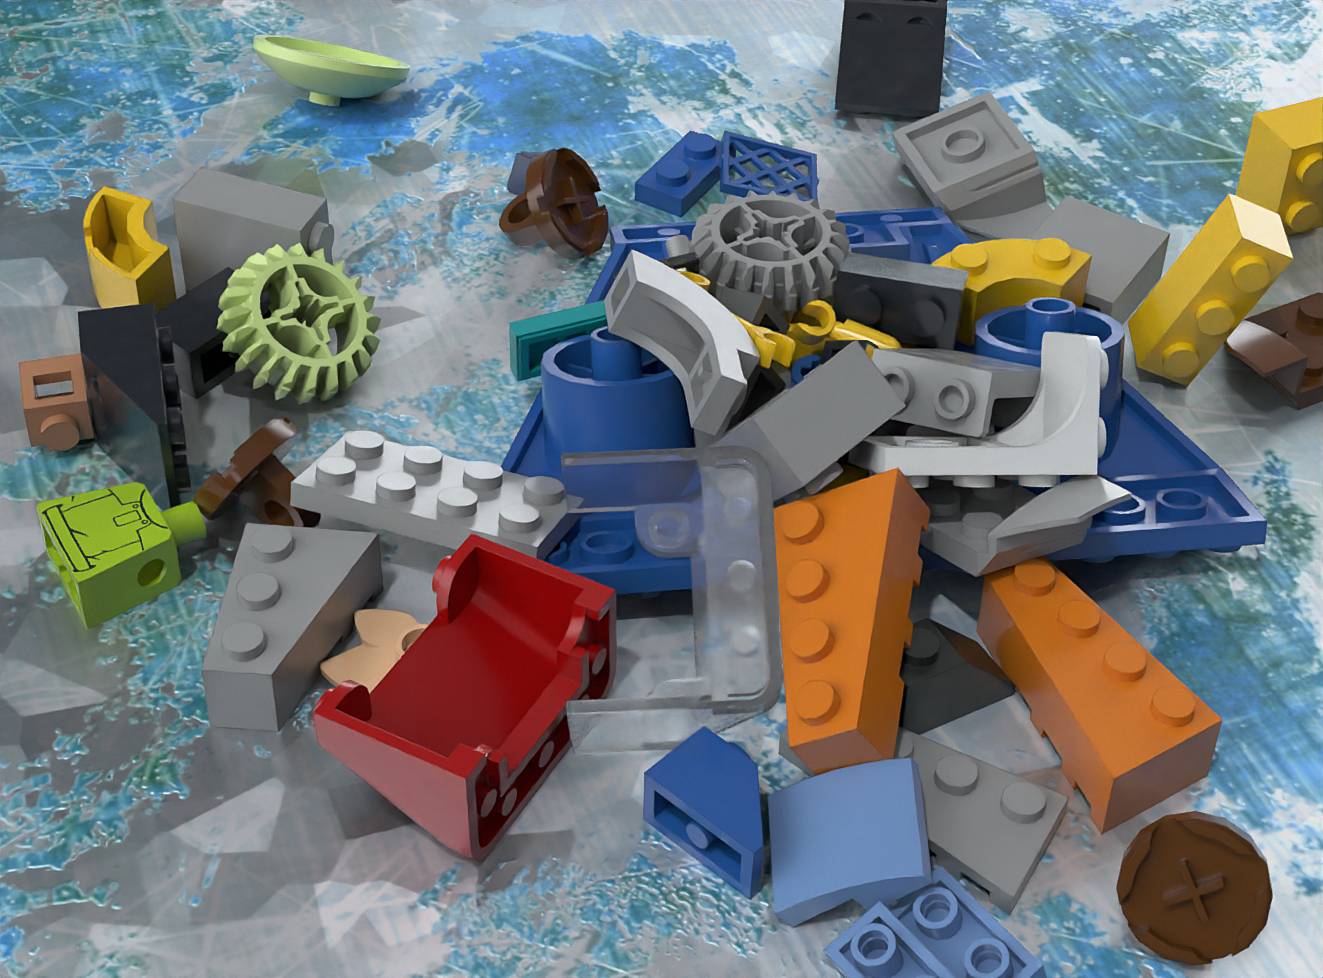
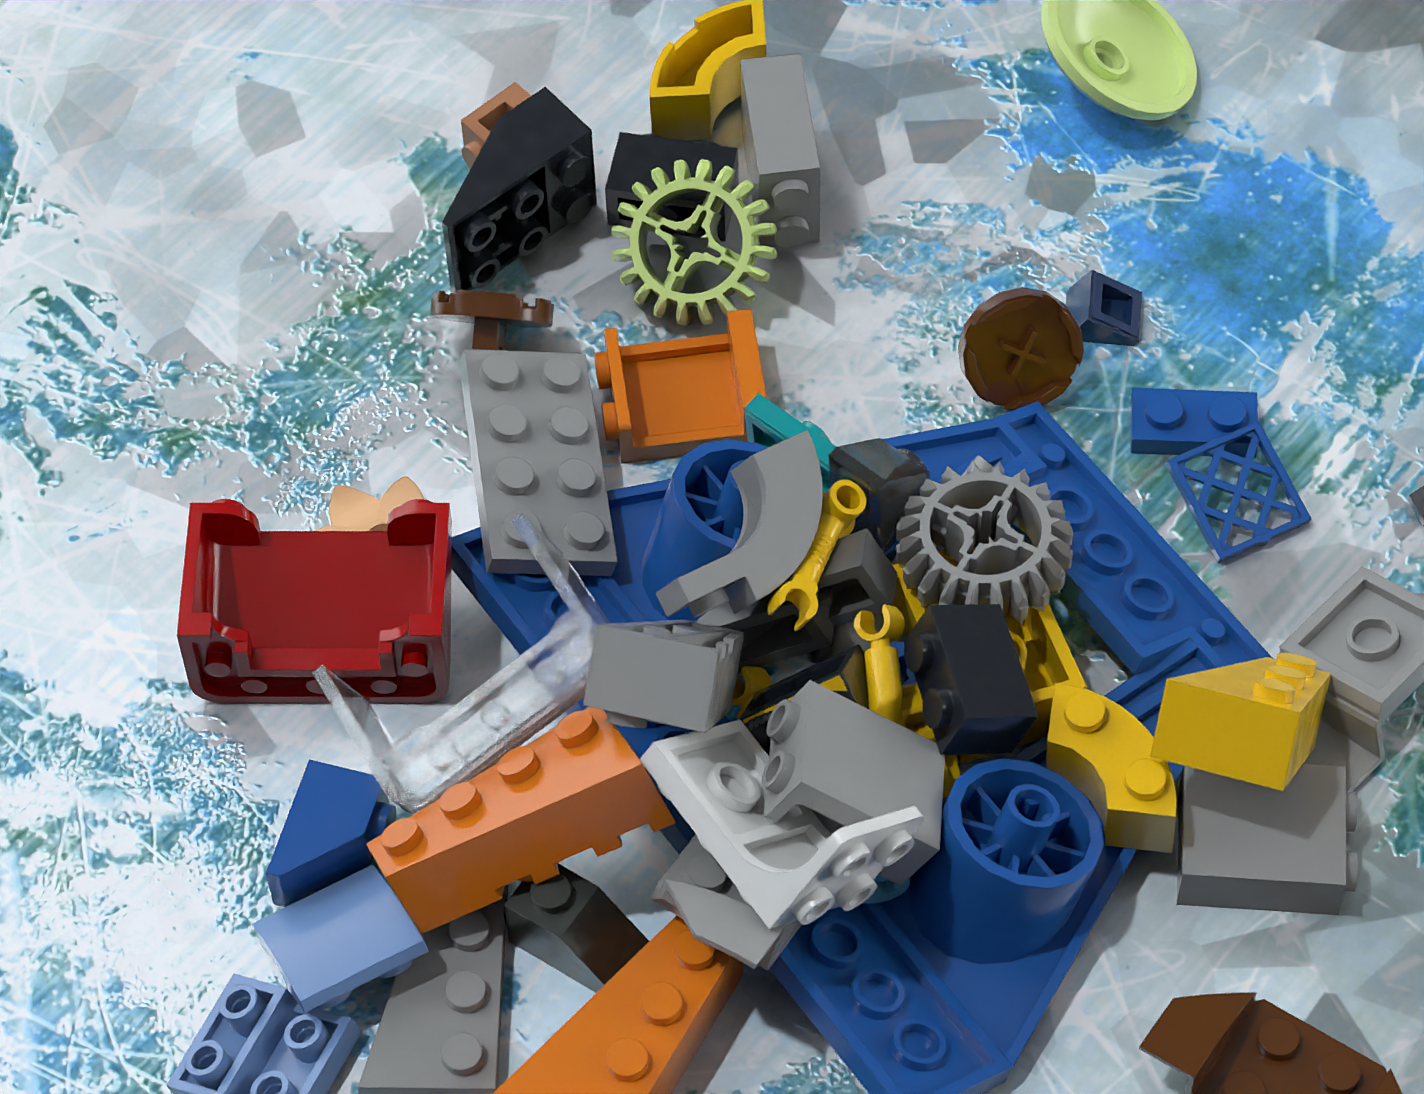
camera: 65 degrees right, 15 degrees up
(116, 547) = (366, 275): lime torso -> none
(282, 616) = (351, 430): light grey wedge -> none
(432, 391) = (679, 390): none -> orange panel
(1032, 185) = (1244, 719): none -> yellow wedge
(1209, 290) = (1213, 945): yellow brick -> none

